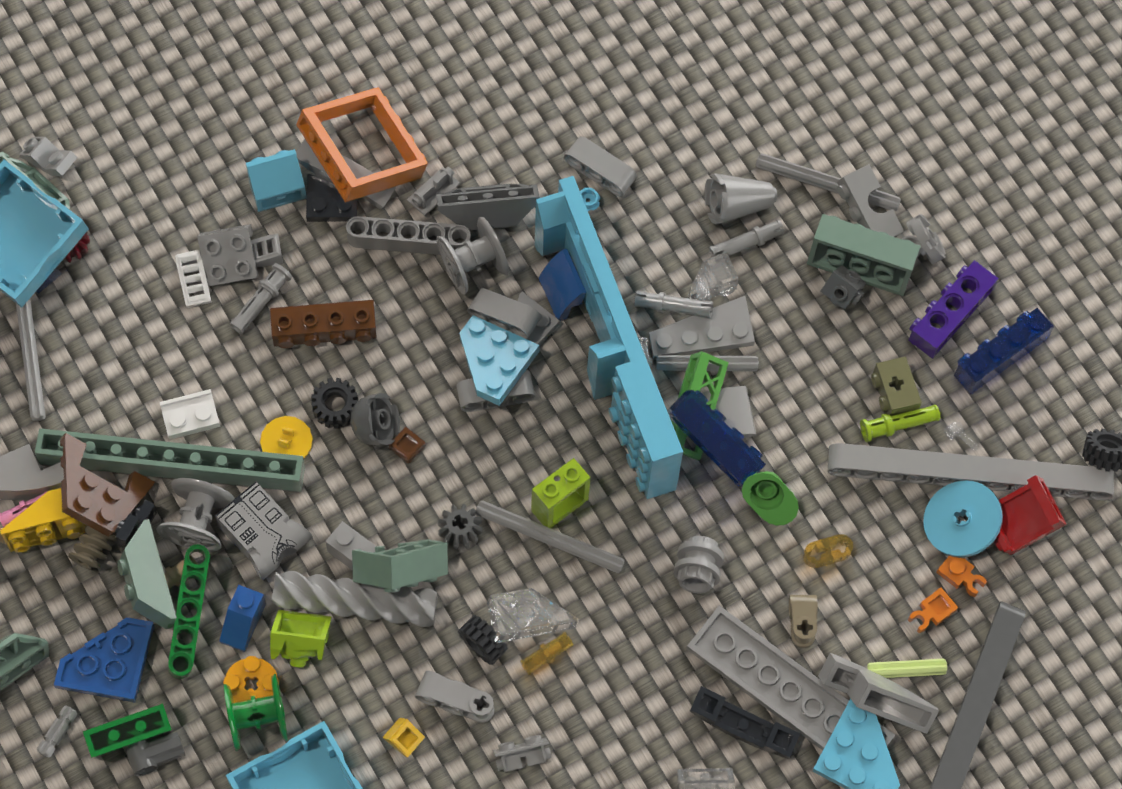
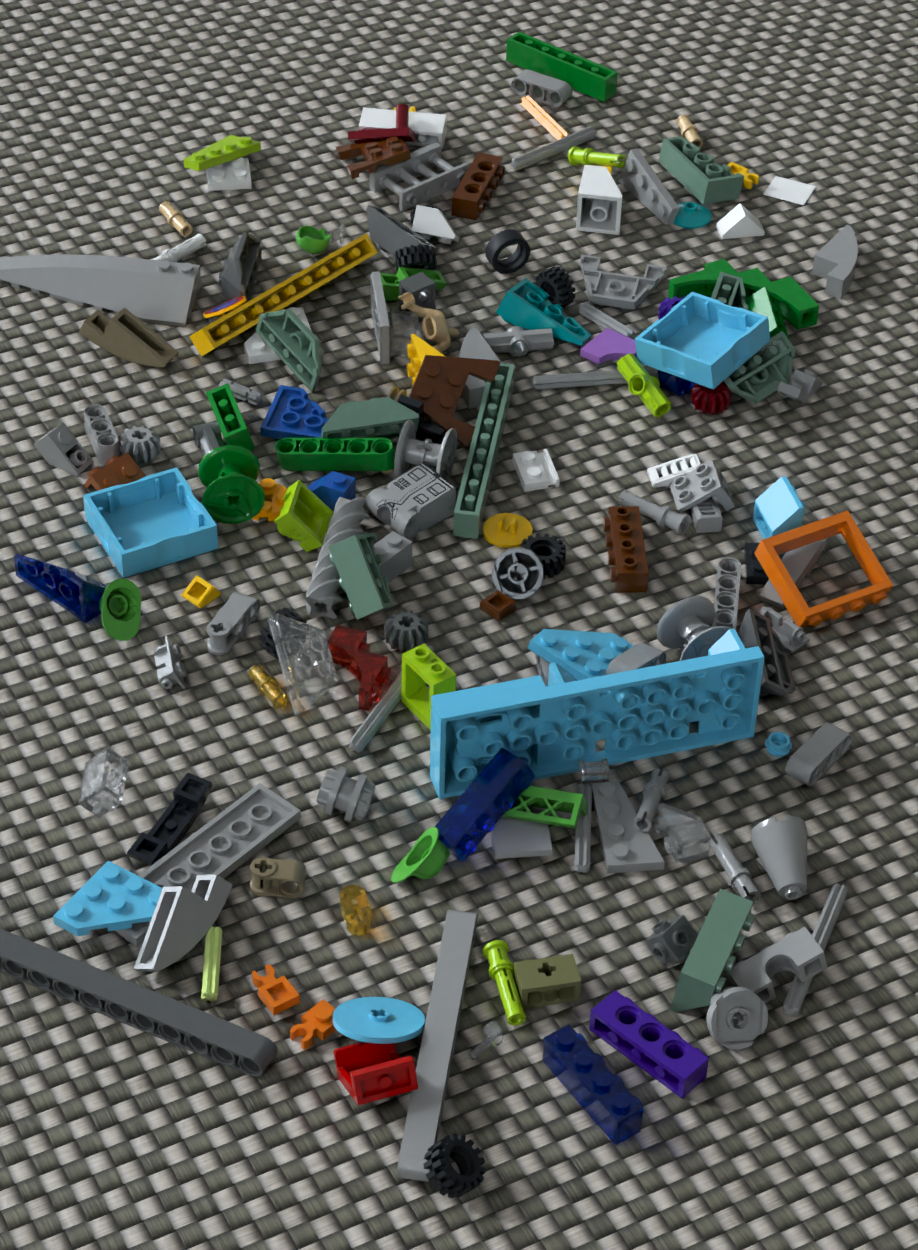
camera: 95 degrees right, 25 degrees down
(65, 298) = (643, 385): none -> lime piece
(523, 555) = (351, 651): none -> clear red arch

